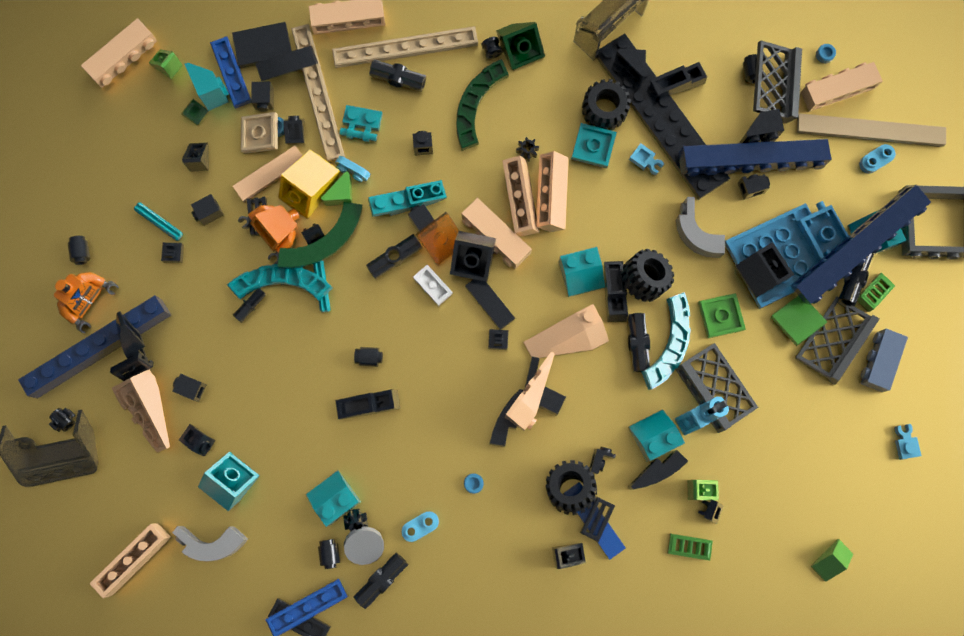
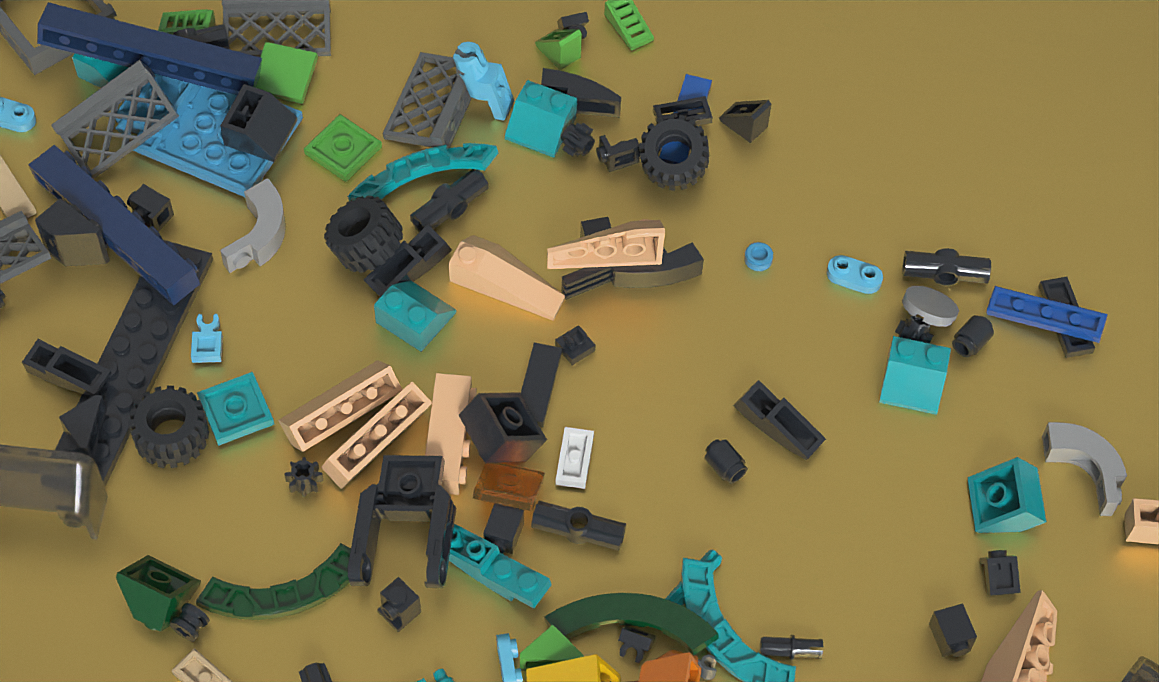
camera: 130 degrees left, 20 degrees down
(473, 184) = (406, 492): none -> black plate
(625, 444) = (577, 139): none -> black gear
(841, 203) = (108, 99): none -> dark grey fence

